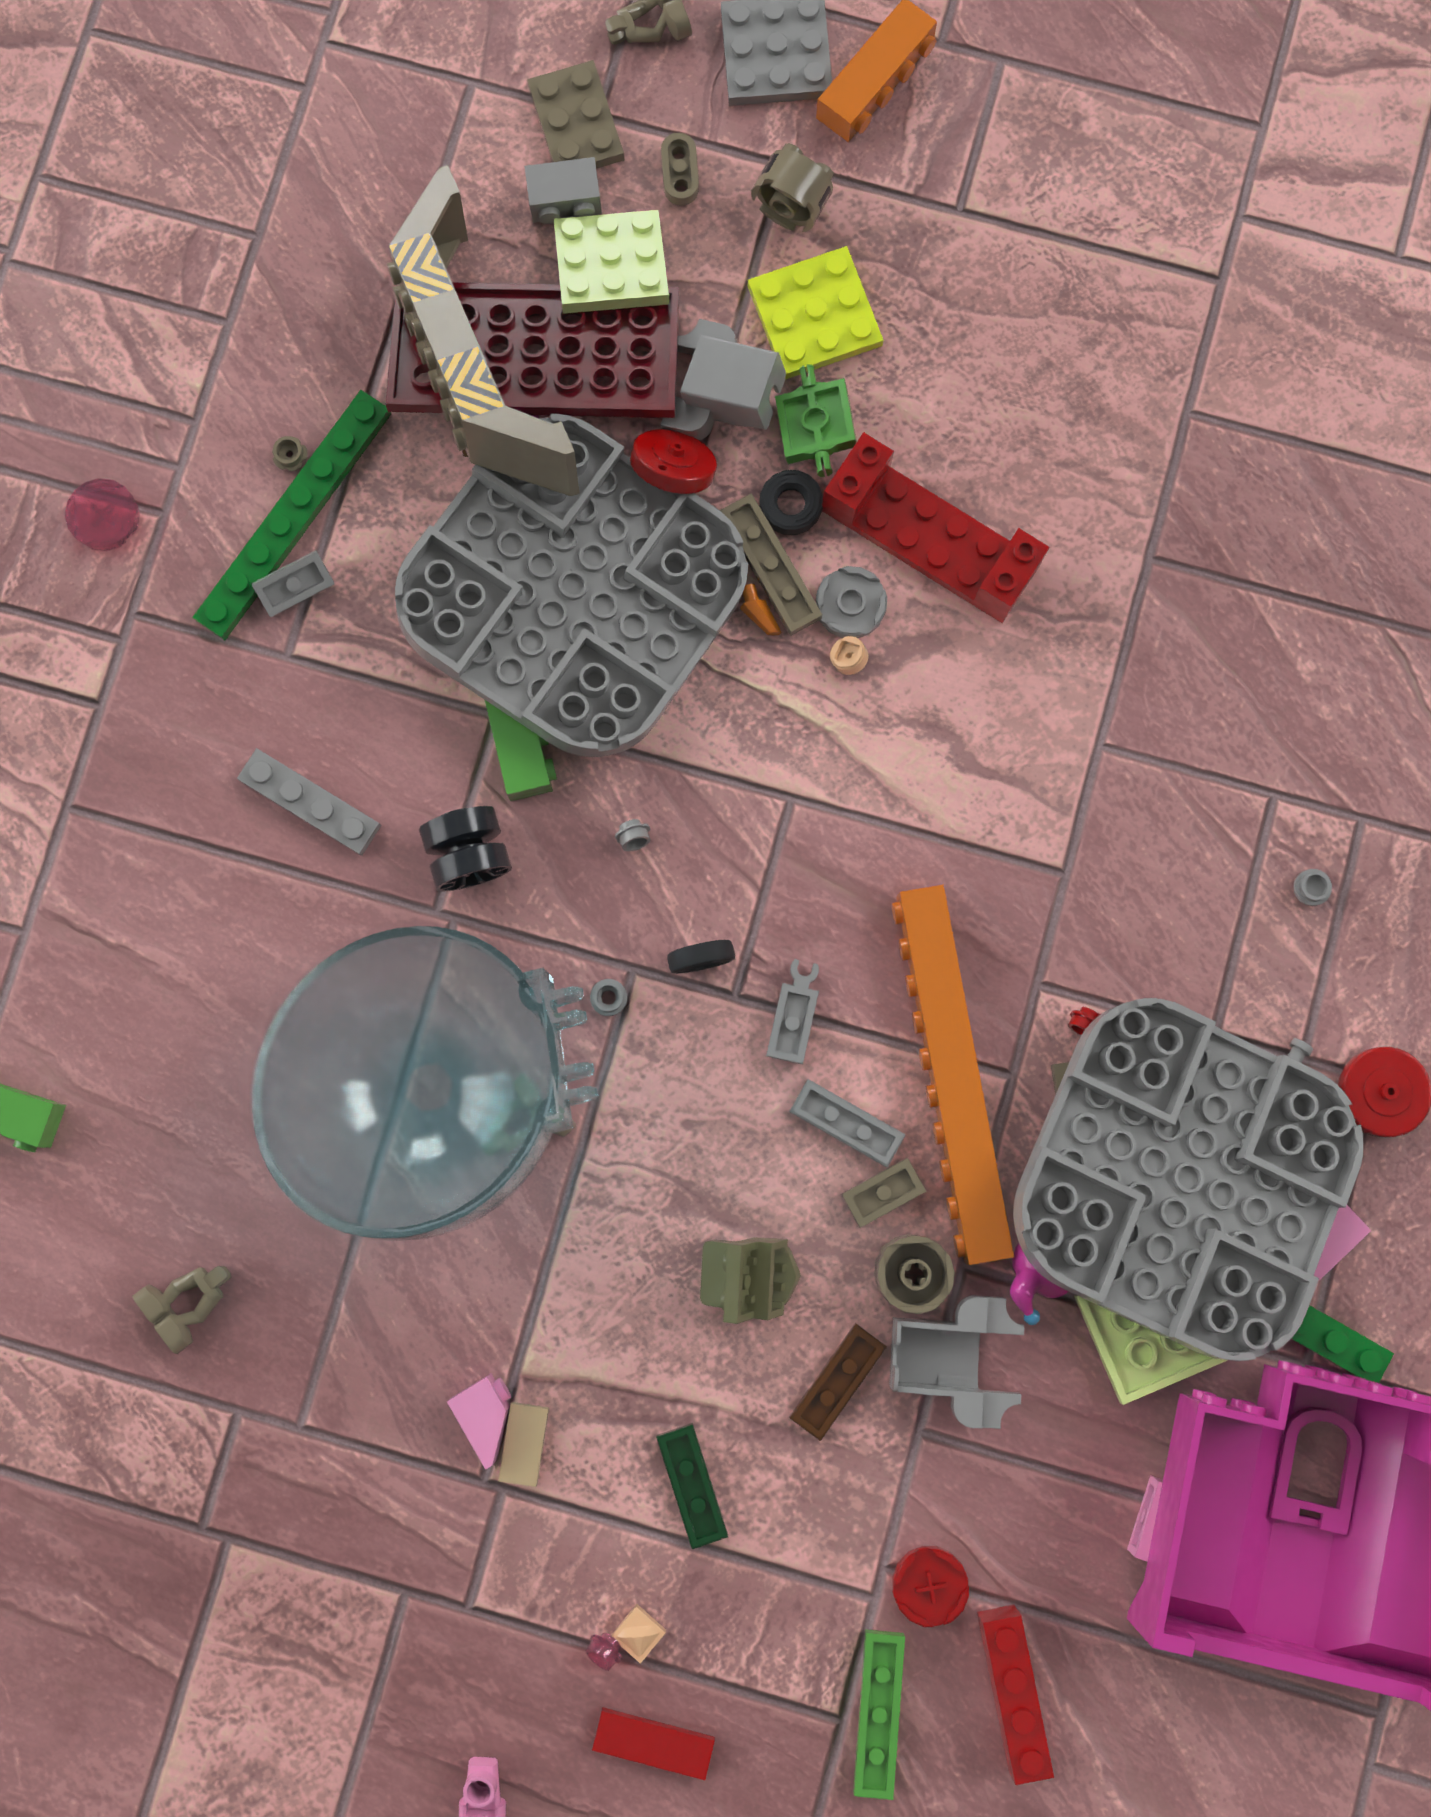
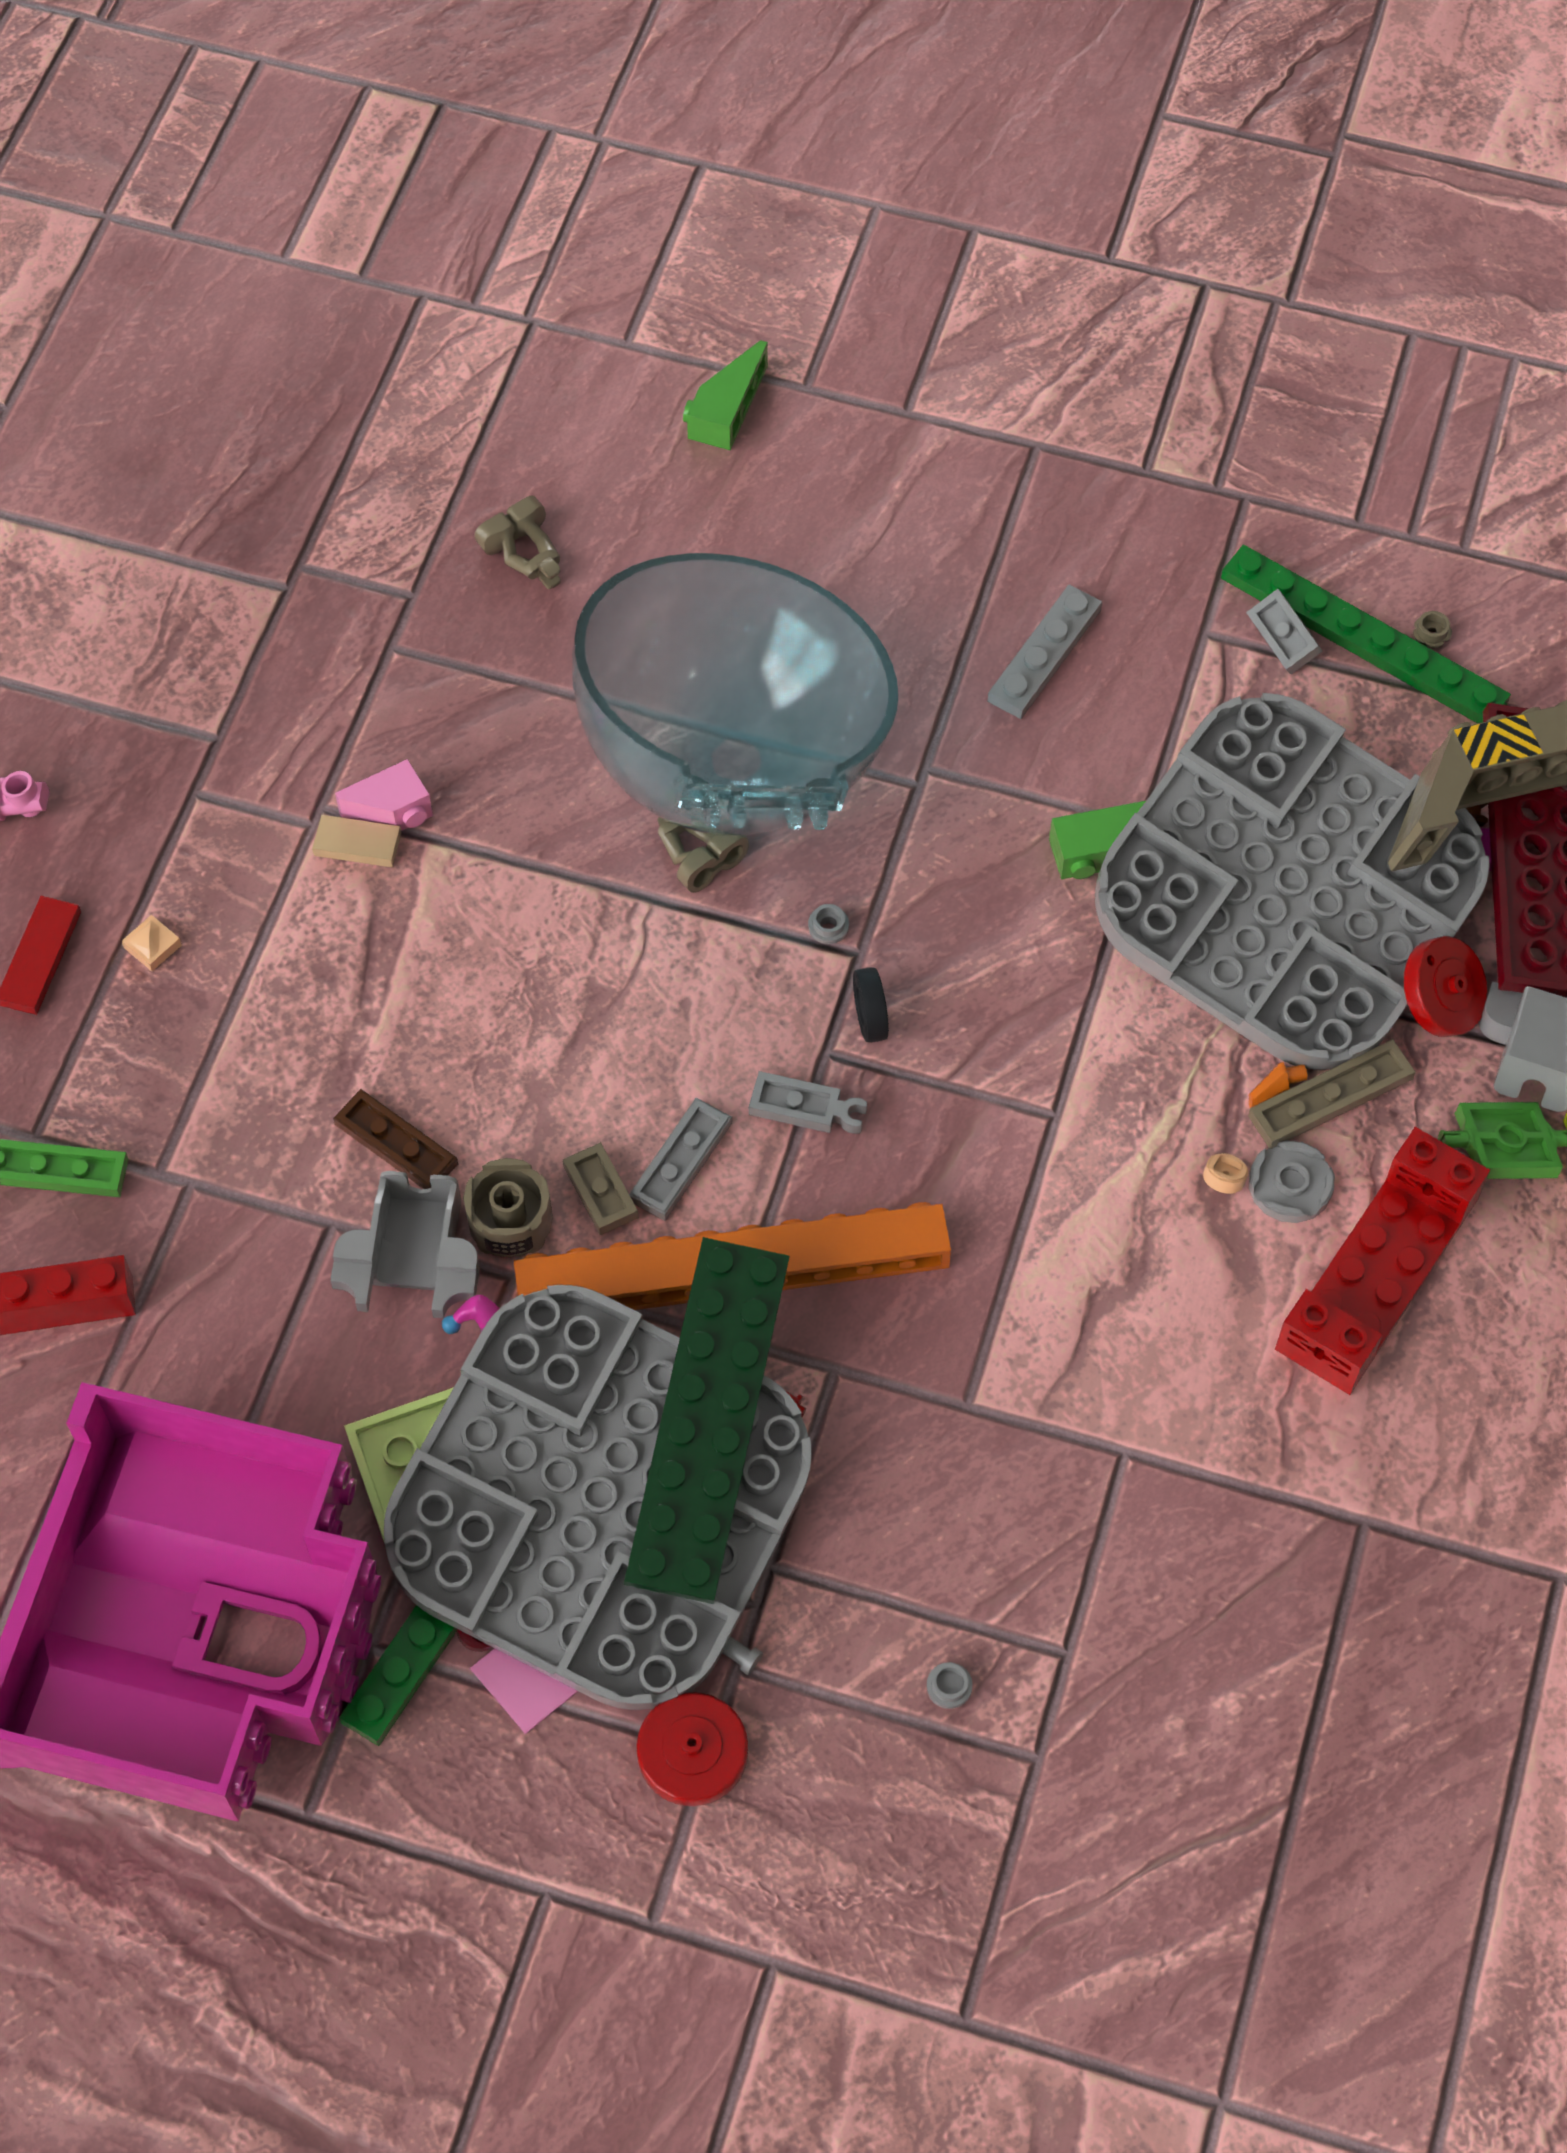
camera: 90 degrees right, 20 degrees down
(102, 514) = (1353, 467): clear pink tile -> none
(463, 842) = (991, 778): black wheel -> none
(604, 1651) = (138, 907): clear pink plate -> none
(633, 835) = (1009, 949): light grey plate -> none
(692, 1486) = (298, 996): dark green tile -> none
(748, 1277) = (513, 1049): olive piece -> none
(799, 482) = (1406, 1095): black tyre -> none
(930, 1586) = (165, 1226): red tile -> none
(1131, 1085) = (707, 1421): none -> dark green plate

